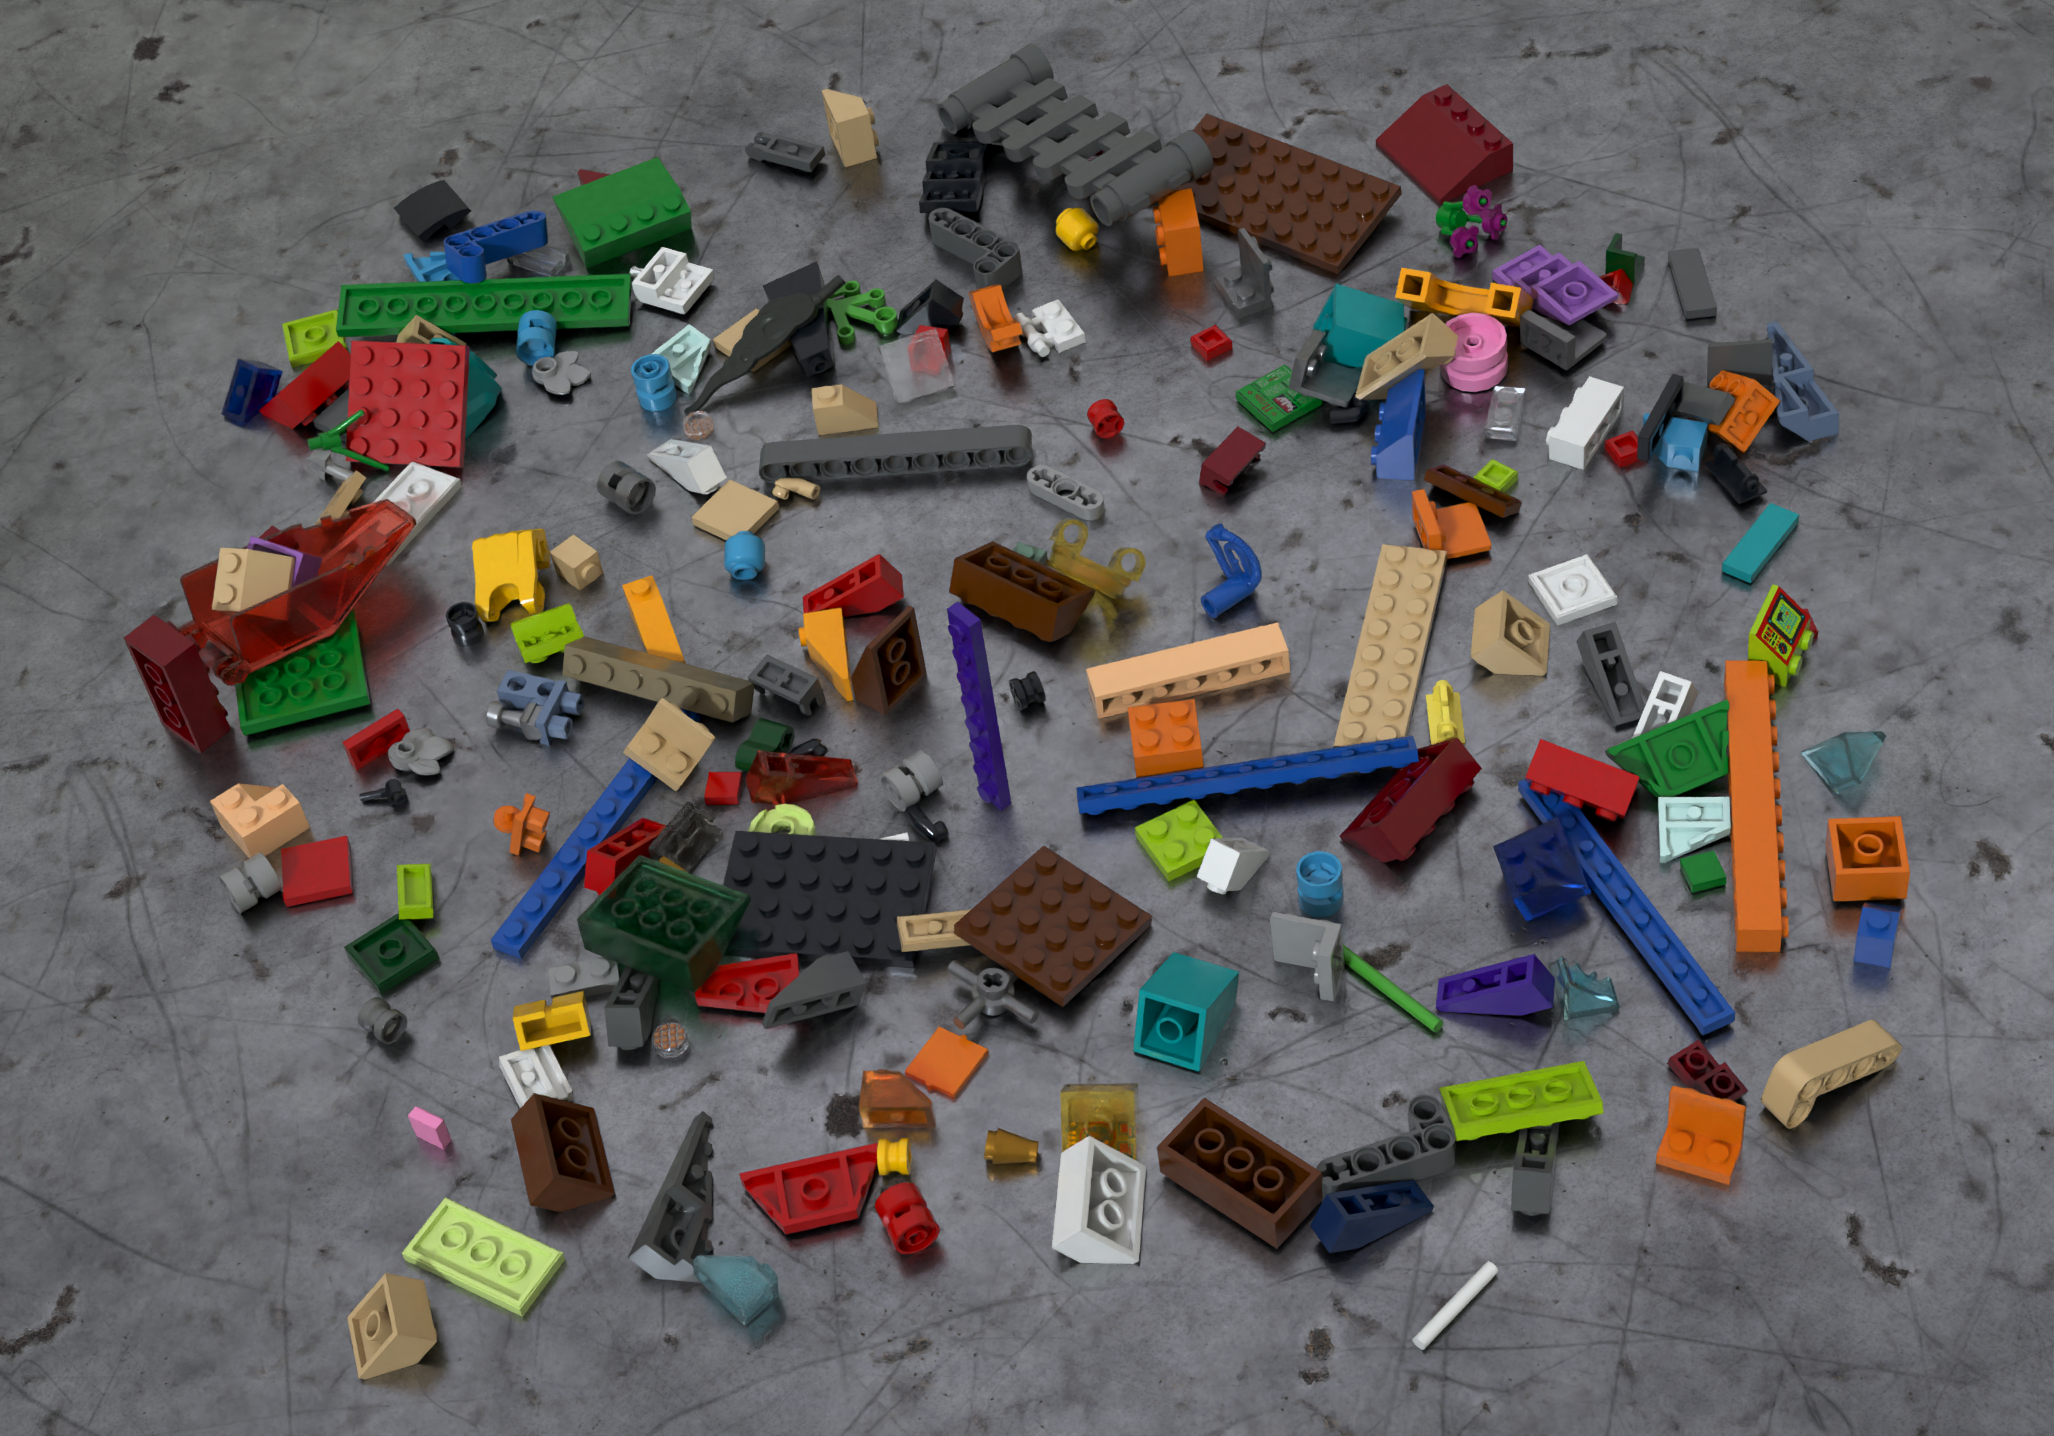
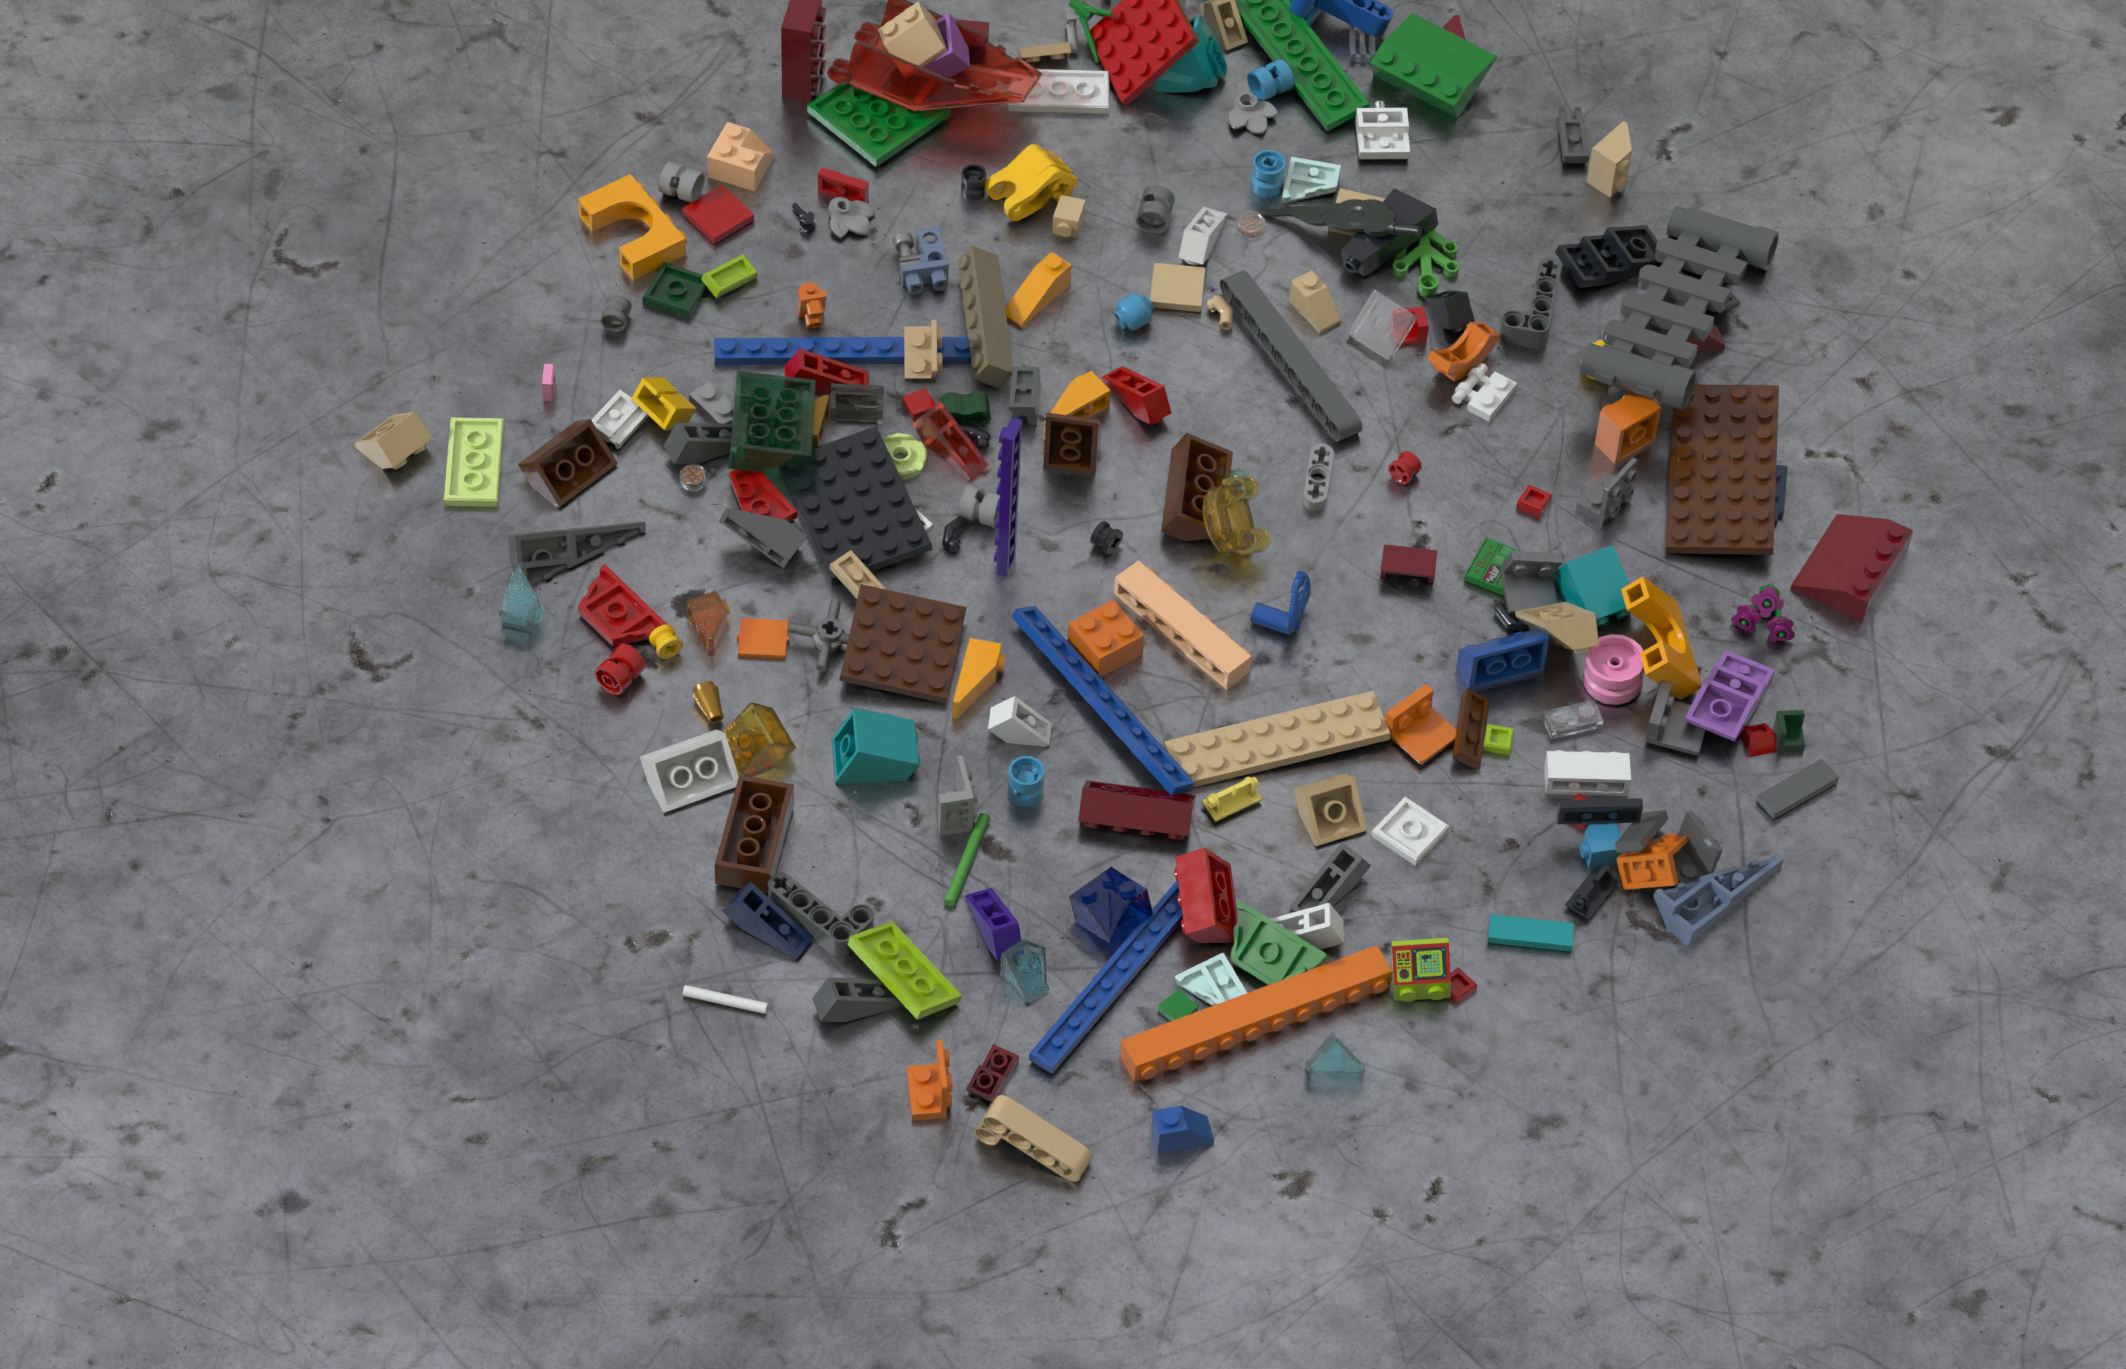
camera: 50 degrees right, 5 degrees up
(233, 942) = (629, 200): none -> light orange arch
(546, 633) = (992, 233): lime bracket -> none
(1131, 870) = (977, 674): none -> light orange slope
(1177, 839) = (1030, 684): lime plate -> none
(1867, 858) = (1236, 1098): orange brick -> none

